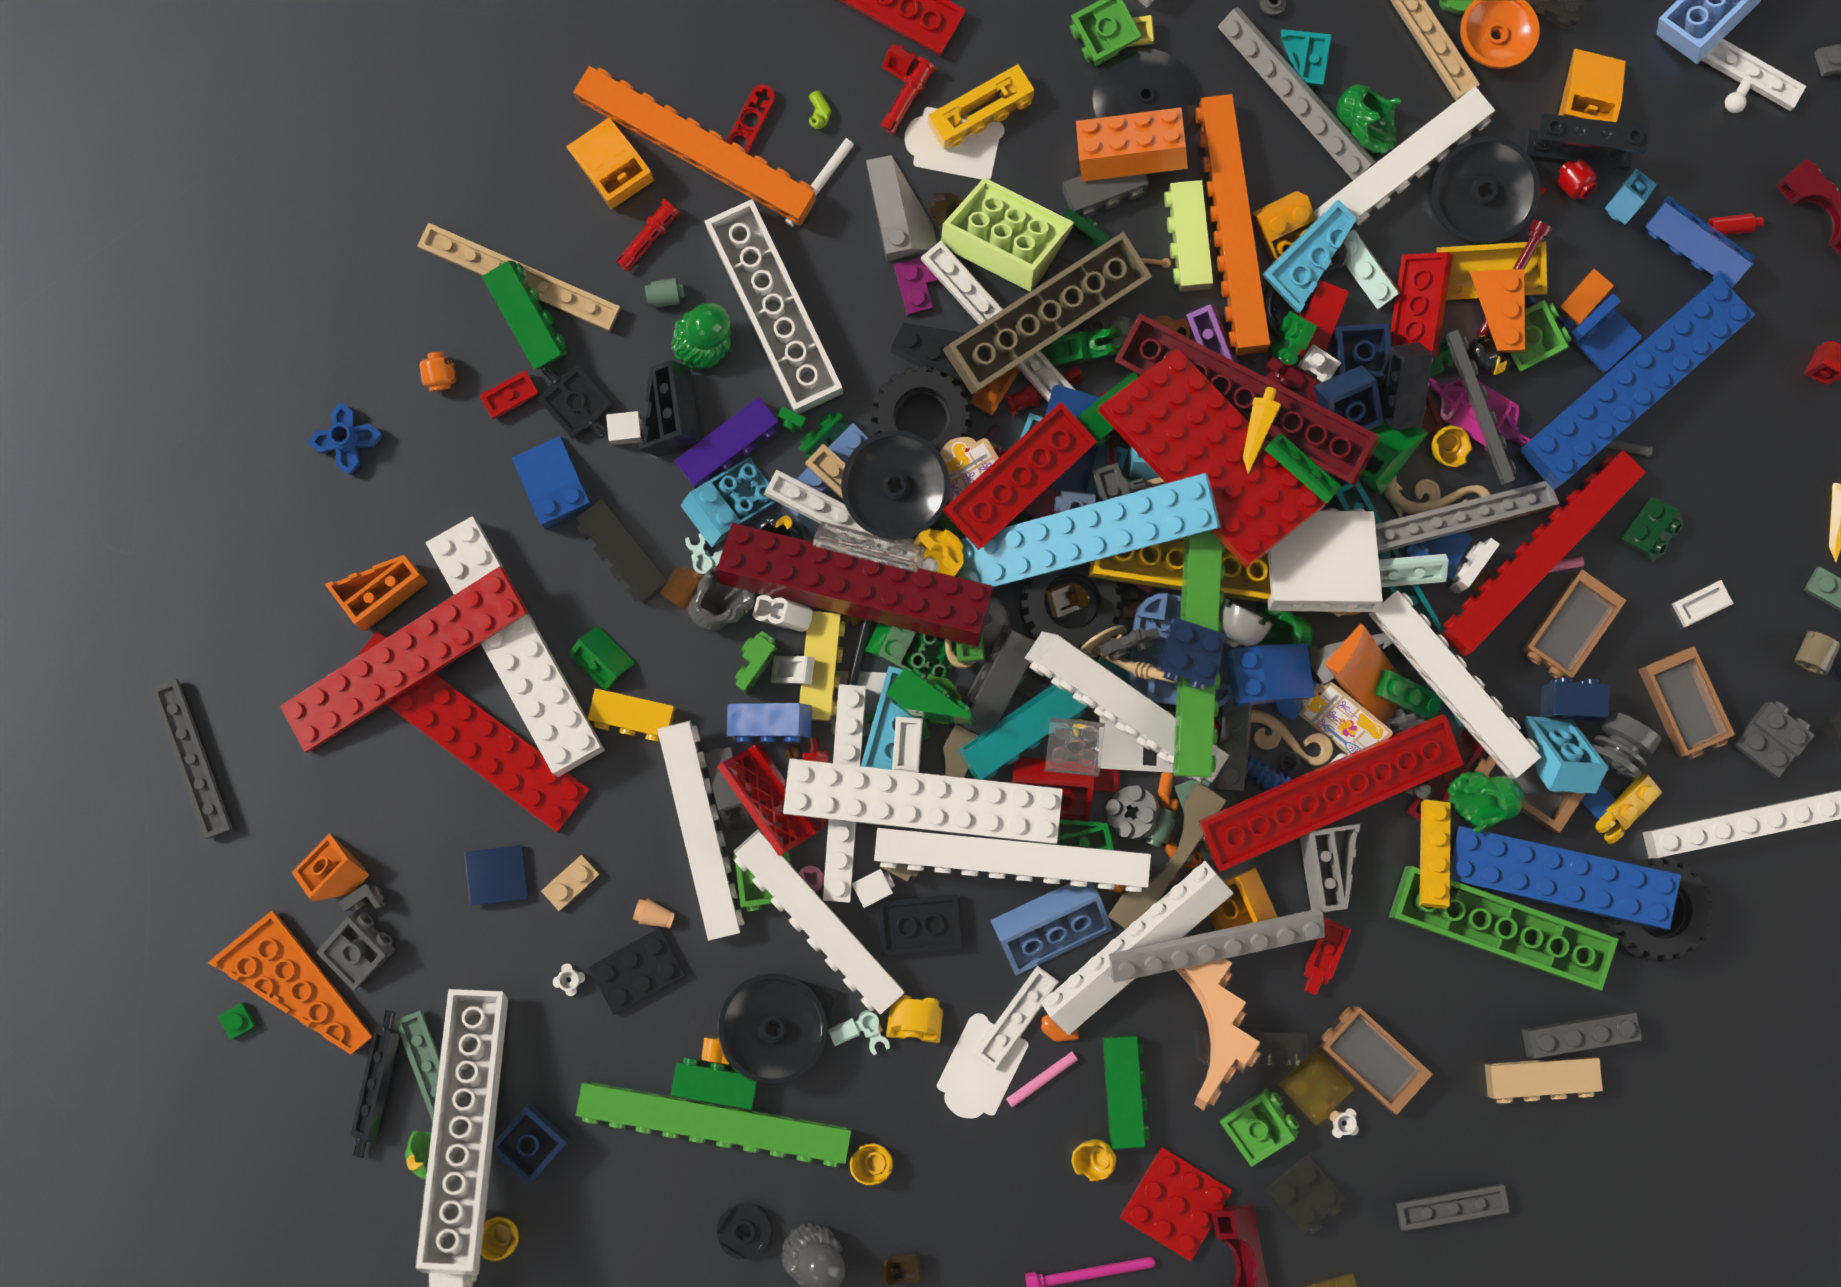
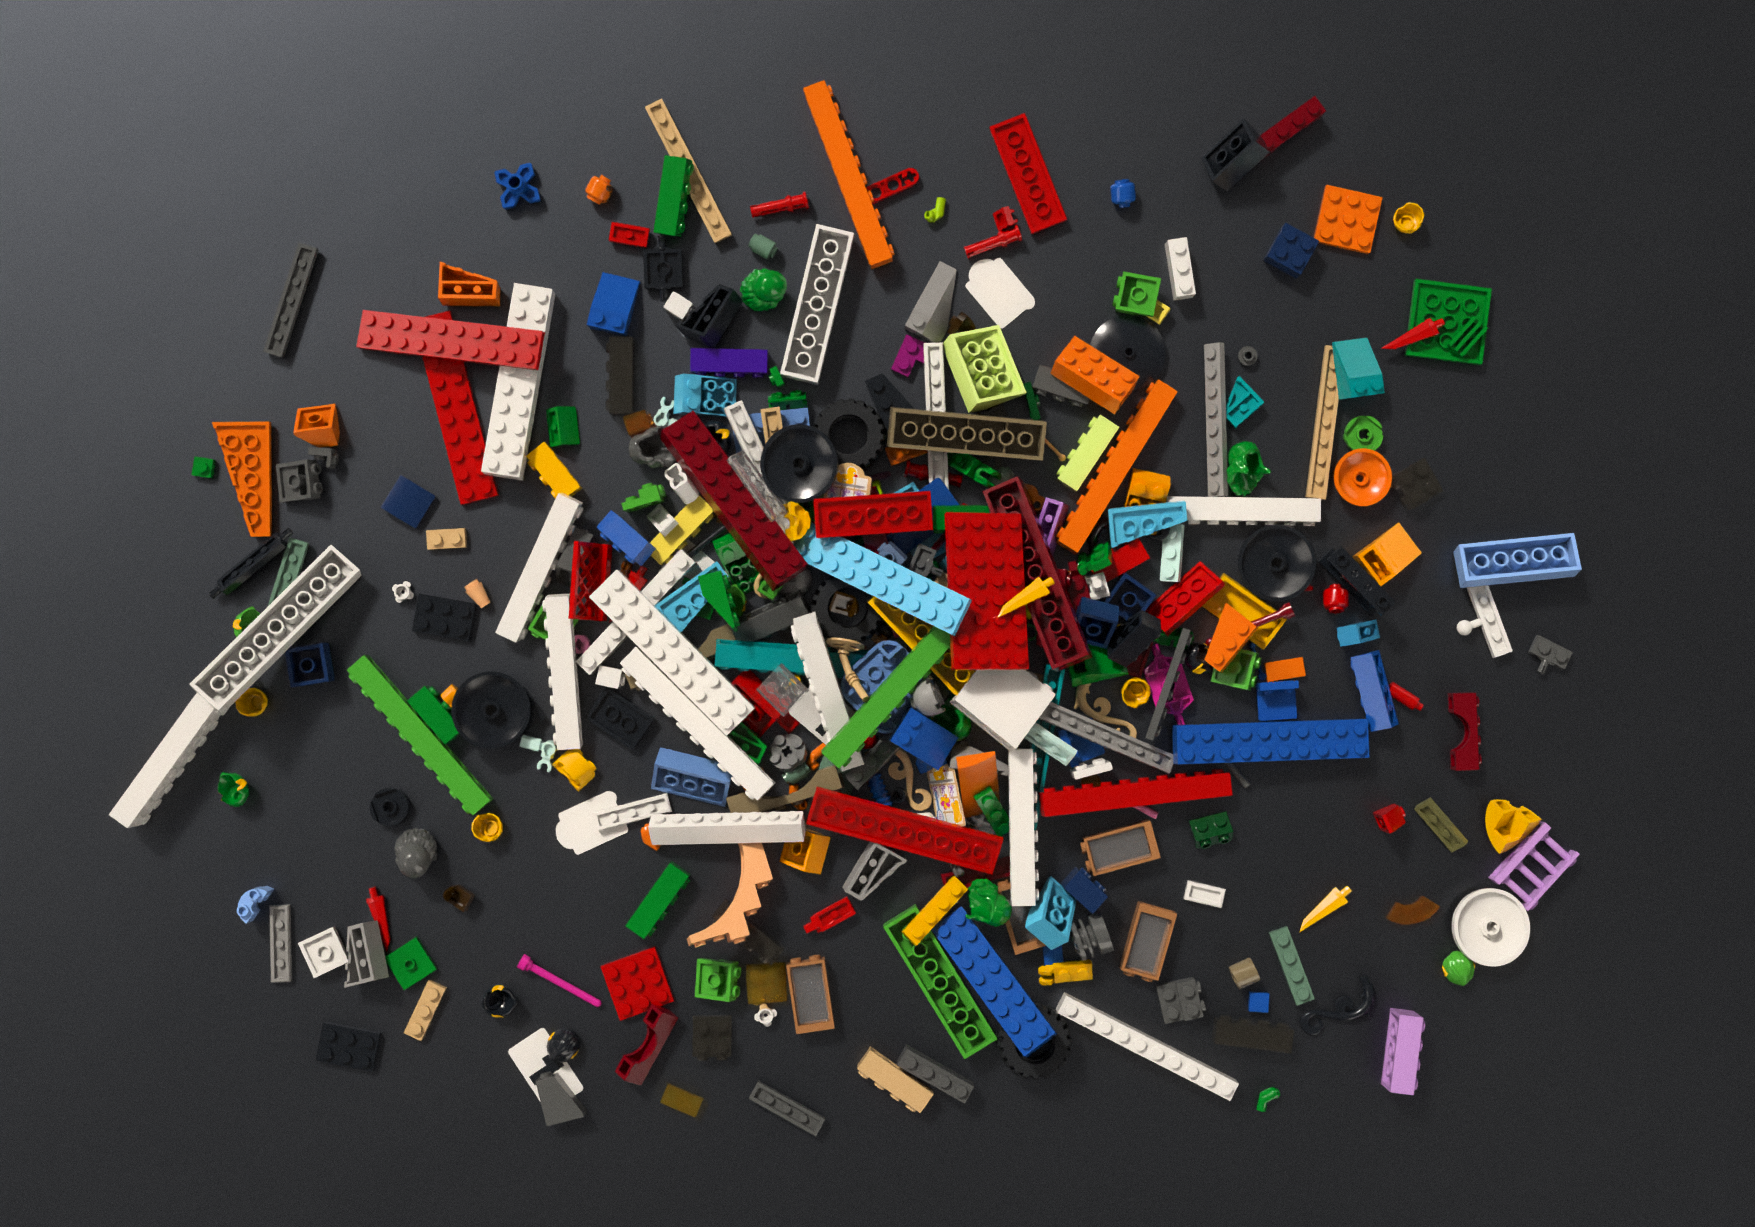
camera: 40 degrees right, 5 degrees up
(610, 163) = (792, 146): light orange slope -> none
(828, 170) = (913, 249): white bar -> none
(907, 744) = (691, 613): white tile -> none
(1015, 93) = (1036, 293): yellow brick -> none
(1041, 1079) = (619, 856): bright pink bar -> none
(1094, 1160) = (611, 923): yellow hair -> none
(1138, 639) = (865, 661): dark grey plate -> none
(1191, 654) = (882, 692): dark blue plate -> none
(1216, 945) = (771, 862): light grey plate -> none
(1303, 467) = (1032, 638): green tile -> none

